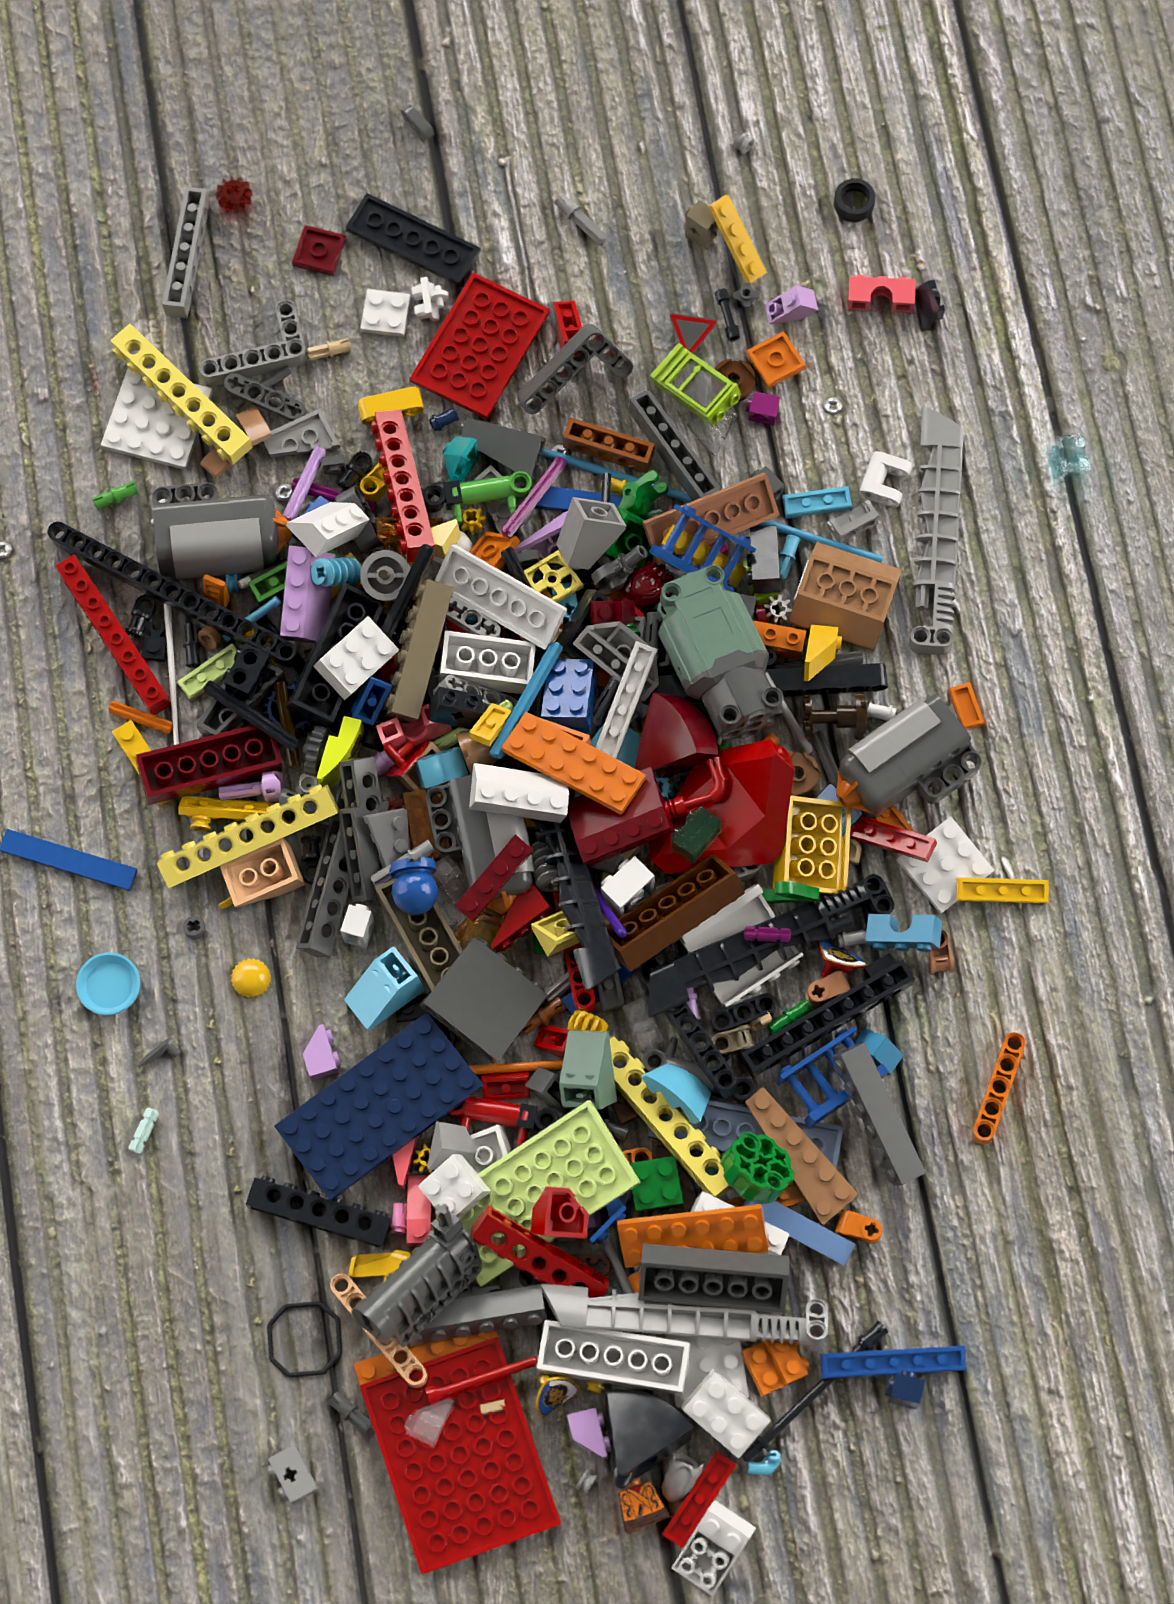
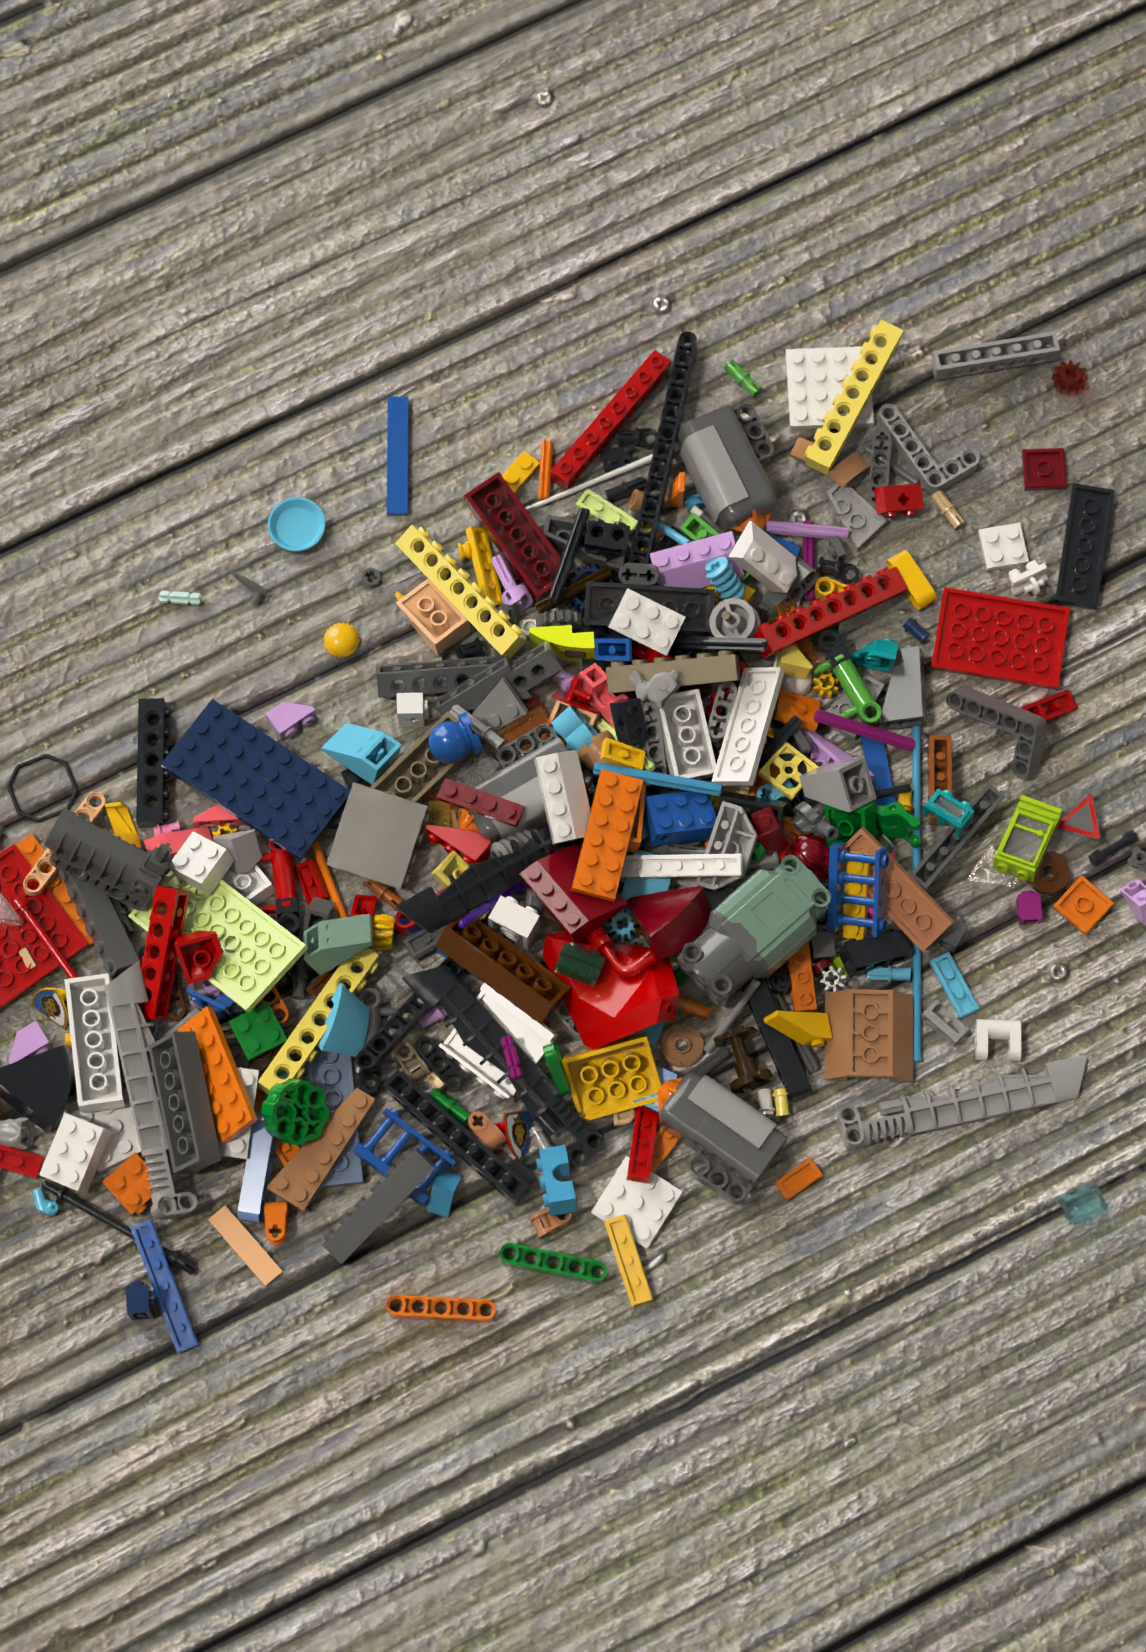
camera: 70 degrees right, 0 degrees up
(298, 652) = (639, 568): none -> dark grey beam
(304, 388) = (887, 499): none -> red brick
(435, 667) = (658, 688): none -> light grey animal
(650, 440) = (949, 811): none -> teal window
(873, 1267) = (245, 1246): none -> light nougat tile
(885, 697) = (781, 1102): none -> light yellow pin
(988, 954) = (561, 1271): none -> green beam

